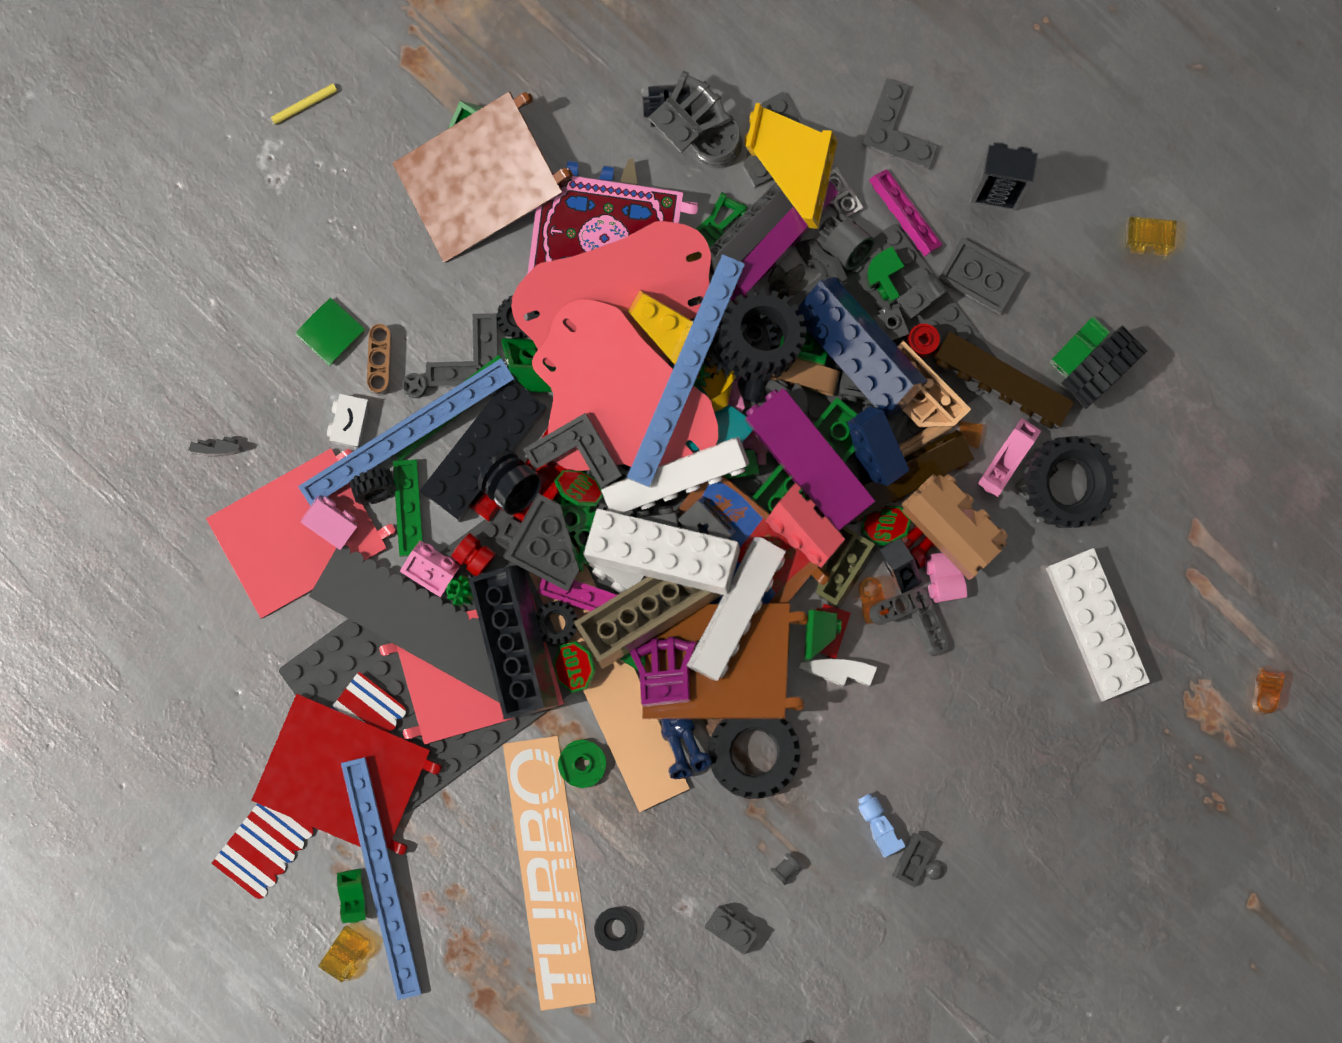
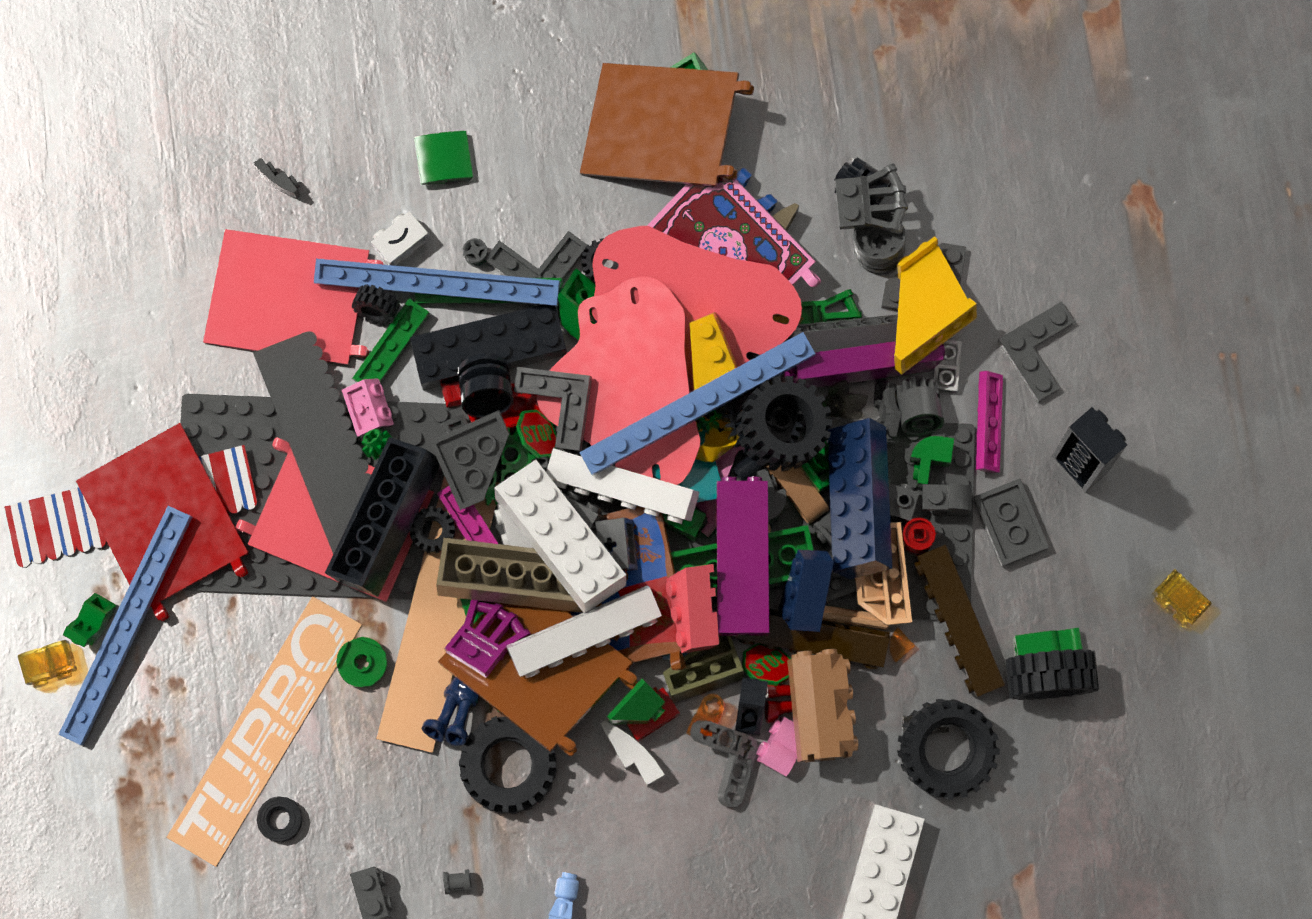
camera: 45 degrees right, 5 degrees down
(329, 521) = (317, 305): bright pink brick -> none
(375, 348) = (467, 198): medium nougat beam -> none
(473, 555) = (410, 422): red wheel -> none
(574, 666) = (417, 577): piece -> none
(1009, 457) = (913, 689): bright pink arch -> none

